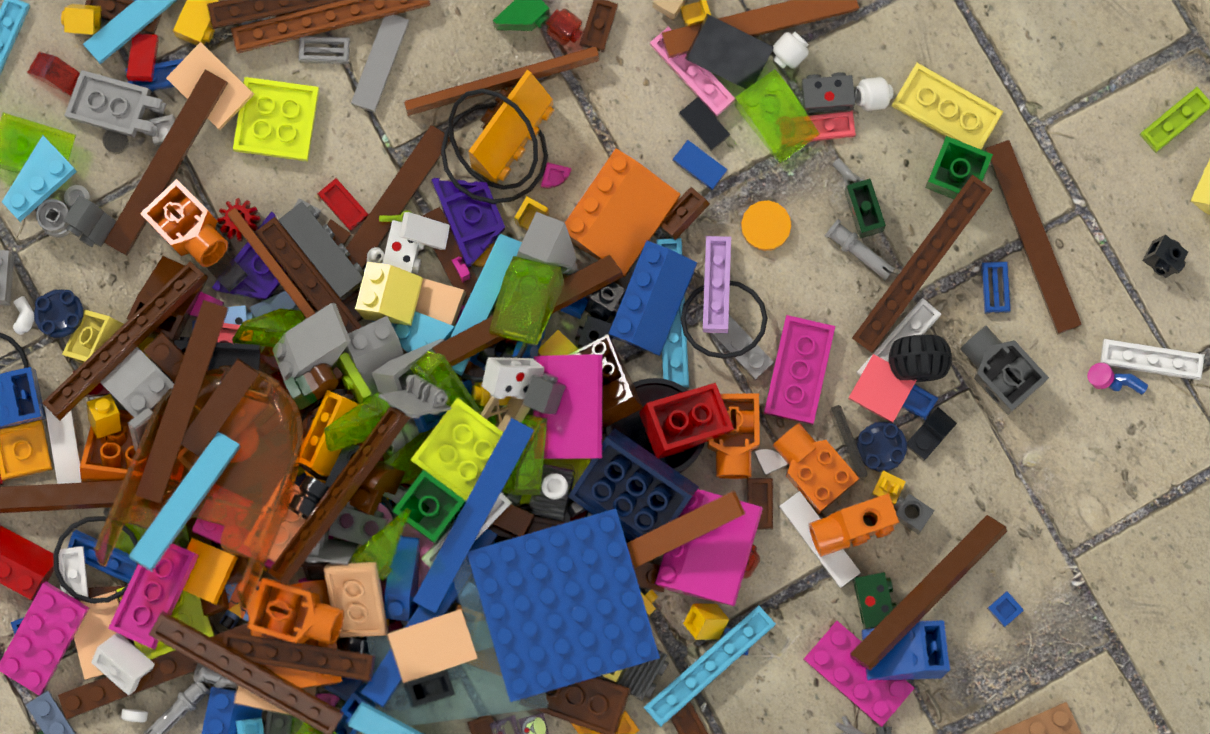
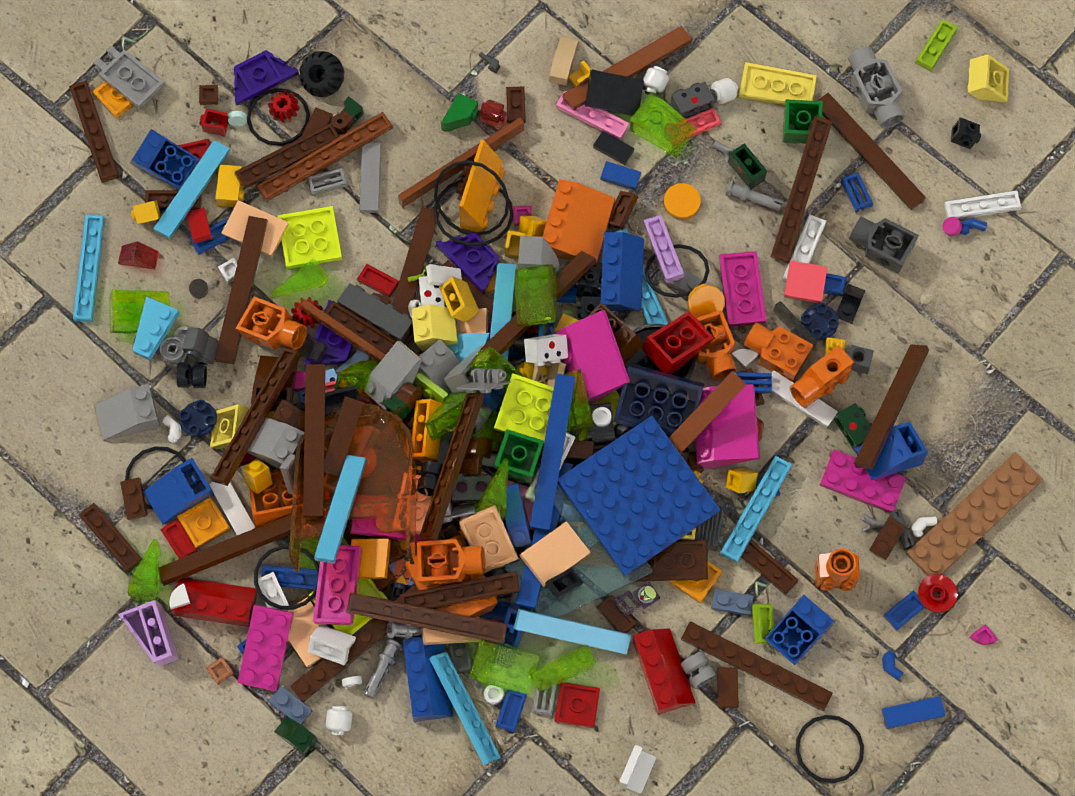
camera: 20 degrees left, 10 degrees down
(76, 258) = (198, 376): none -> black wheel
(112, 105) = (189, 263): light grey tile -> none
(248, 174) = (304, 279): none -> clear neon green slope
(432, 268) = (459, 299): none -> yellow brick
(461, 269) = (479, 295): dark pink tile -> none
(544, 393) = (573, 351): dark grey brick -> none
(561, 198) = (532, 225): none -> yellow panel
(744, 373) = (705, 300): none -> light orange tile
(748, 483) = (768, 382): none -> blue tile
(920, 358) = (824, 251): black wheel -> none
(1005, 609) = (948, 403): blue plate -> none
(1073, 154) = (876, 87): none -> light grey brick

